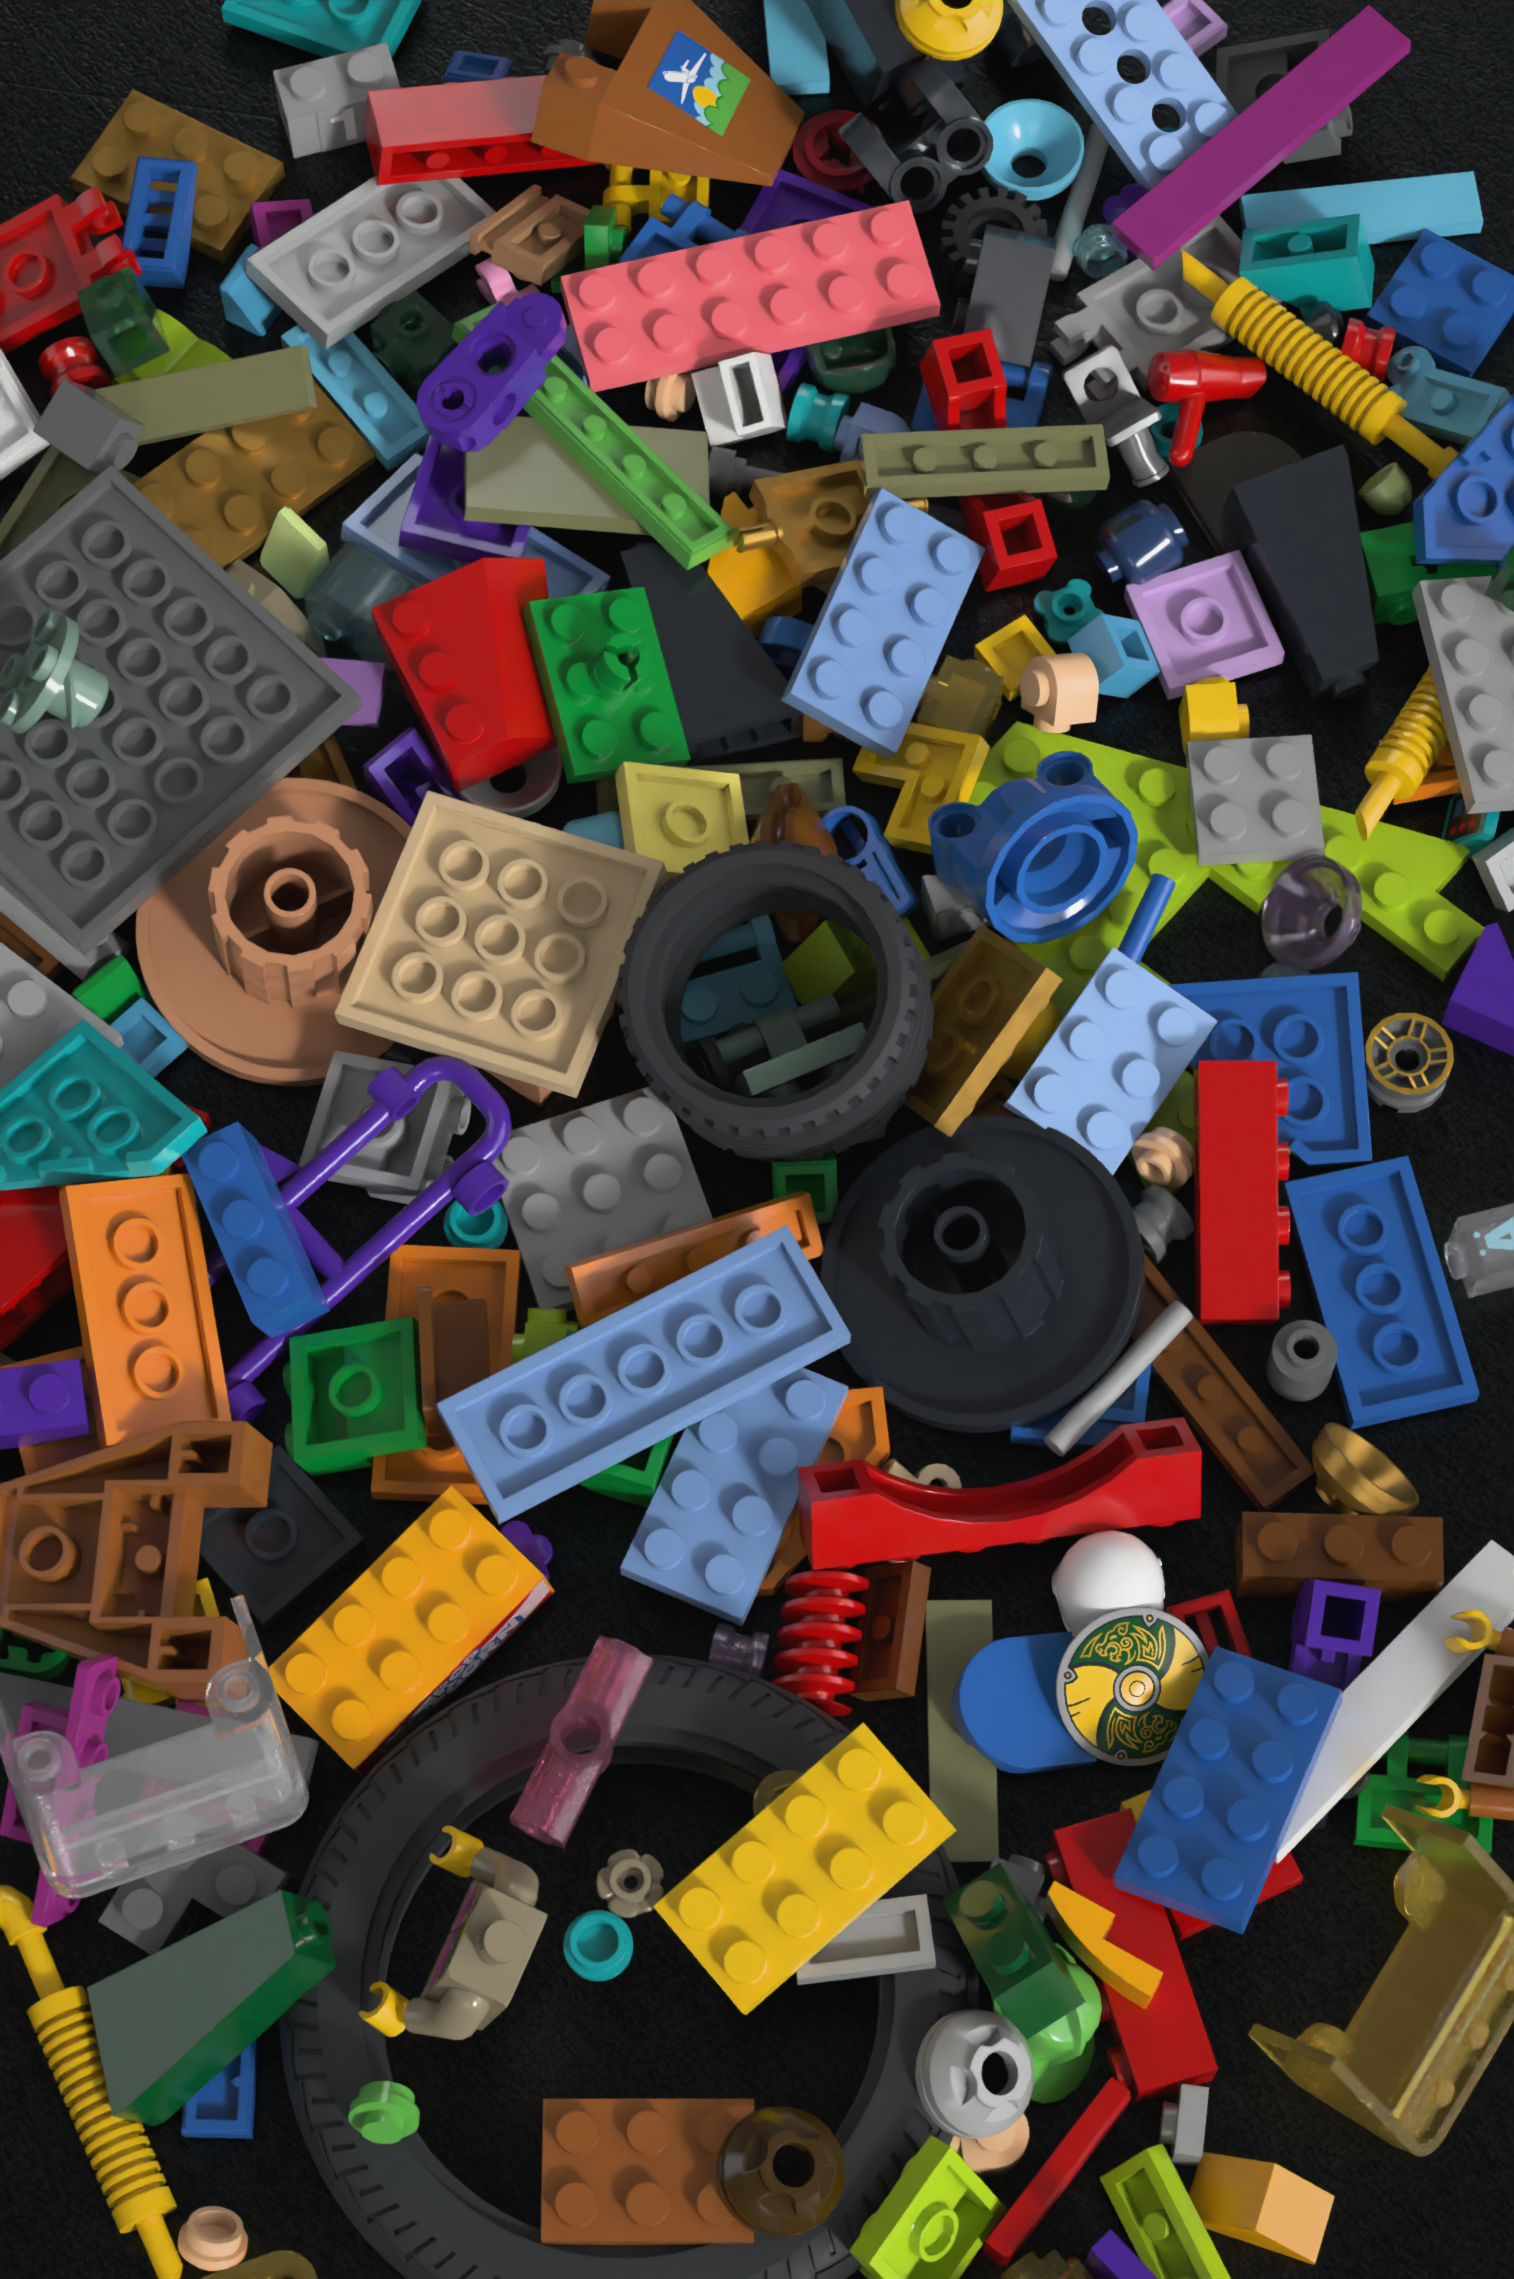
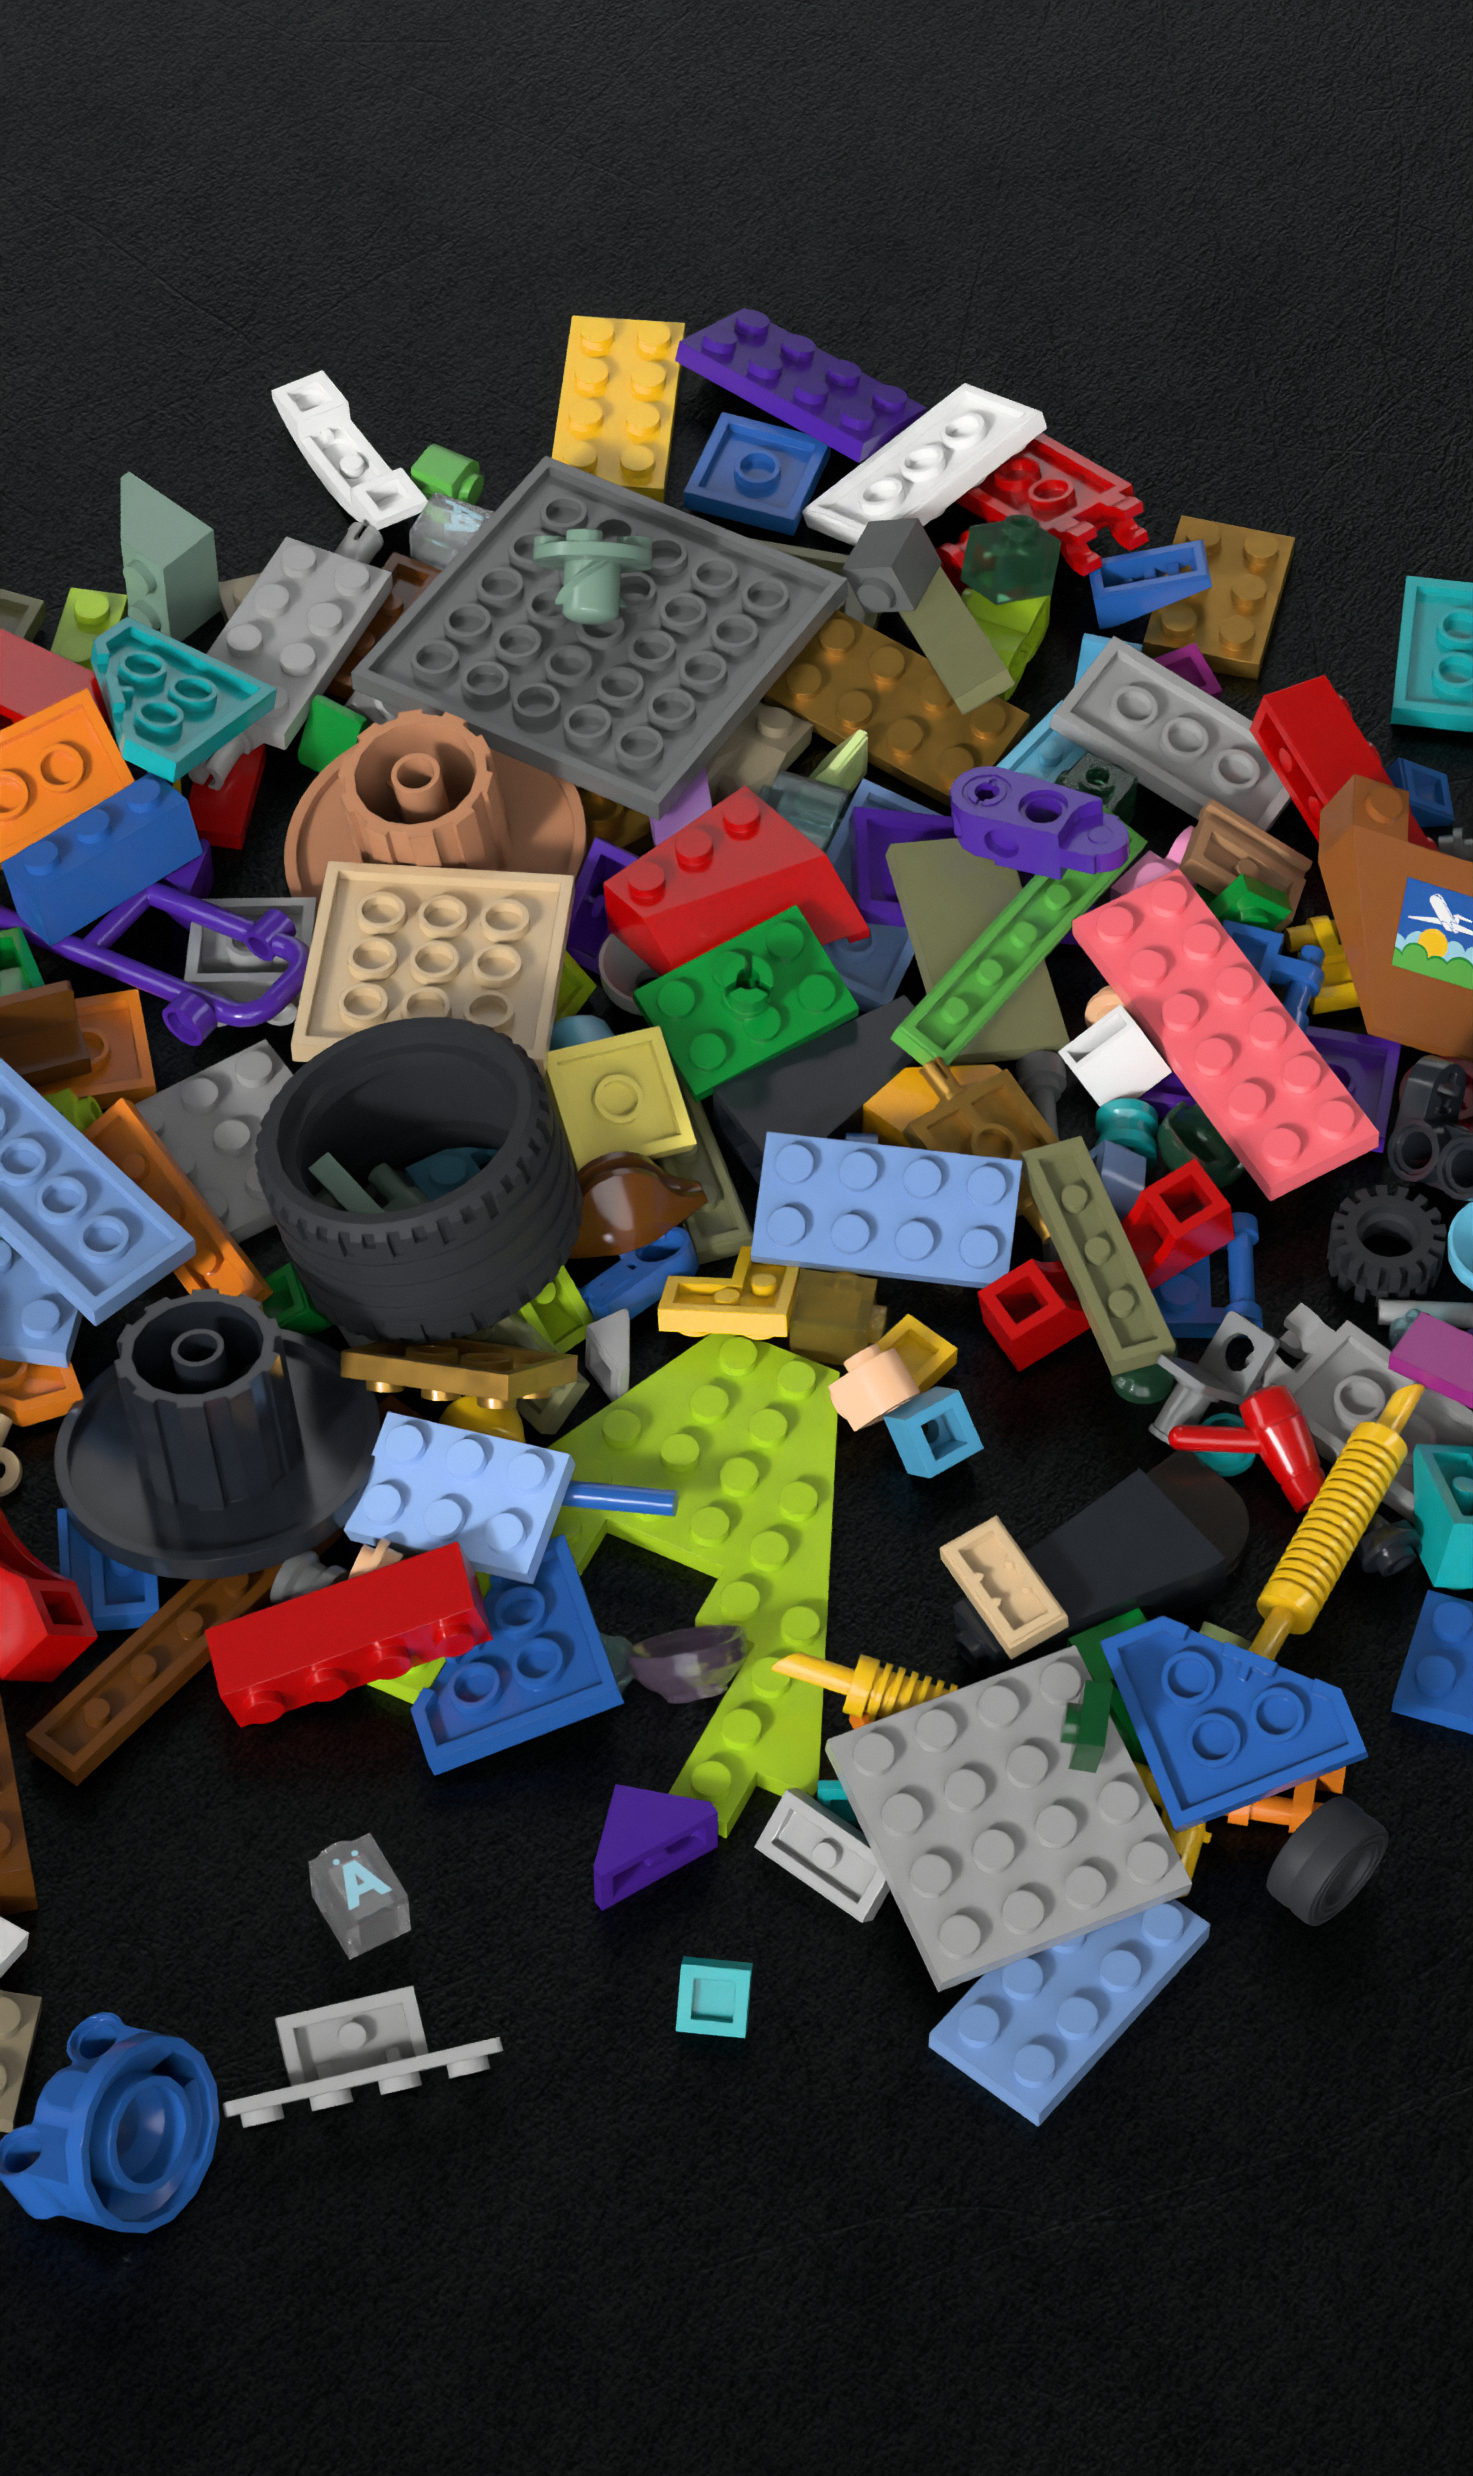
camera: 75 degrees right, 15 degrees down
(148, 1038) = (292, 771): dark azure plate -> none
(327, 98) = (1333, 651): light grey brick -> none
(480, 1231) = (176, 1060): teal plate -> none
(1007, 290) = (1309, 1247): black brick -> none
(1038, 850) = (666, 1381): blue piece -> none
(1052, 605) = (989, 1408): teal plate -> none
(1118, 1378) = (130, 1578): light grey bar -> none
(1140, 543) = (1072, 1433): dark blue head -> none
(1205, 623) = (1003, 1481): lavender plate -> none
(1212, 712) = (891, 1533): yellow plate -> none
(1254, 799) = (800, 1578): light grey plate -> none
(1298, 1377) = (186, 1734): dark grey brick -> none
(1333, 626) = (1004, 1587): none -> tan plate
(1358, 1476) = (94, 1810): pearl gold piece -> none
(1369, 347) = (1378, 1594): red wheel -> none
(1380, 1292) = (287, 1800): blue plate -> none
(1408, 1038) = (550, 1755): dark grey wheel -> none
(1442, 401) = (1349, 1661): medium azure hinge -> none

